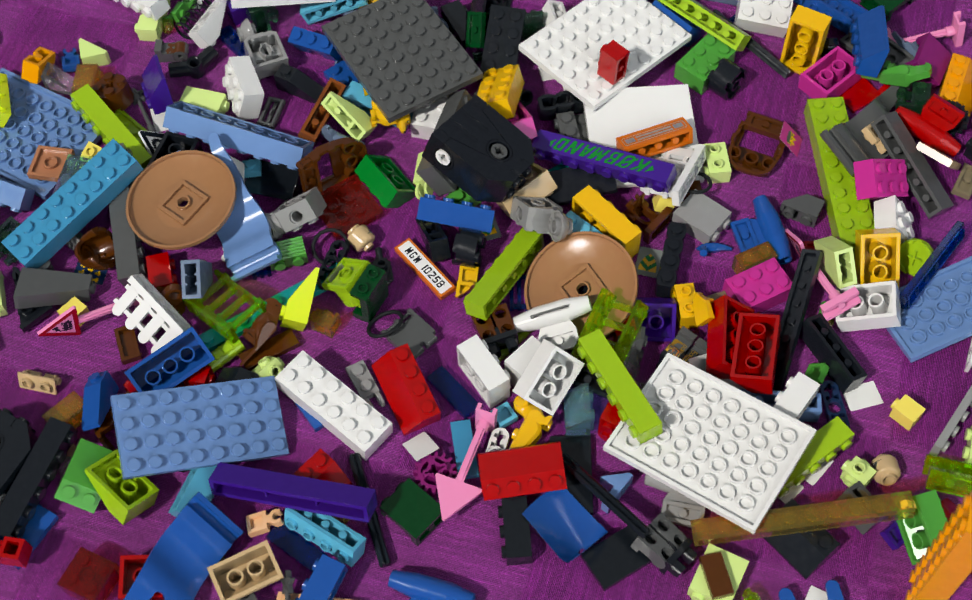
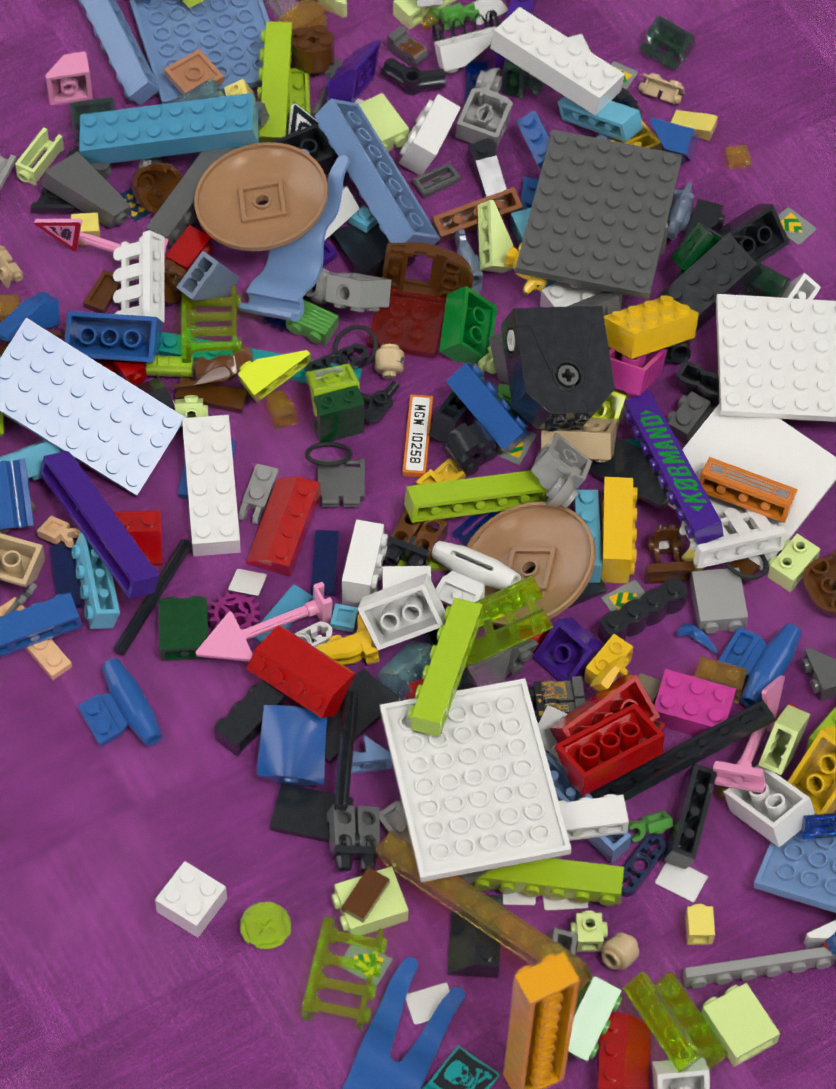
camera: 40 degrees right, 0 degrees up
(613, 62) = (776, 380): red brick -> none

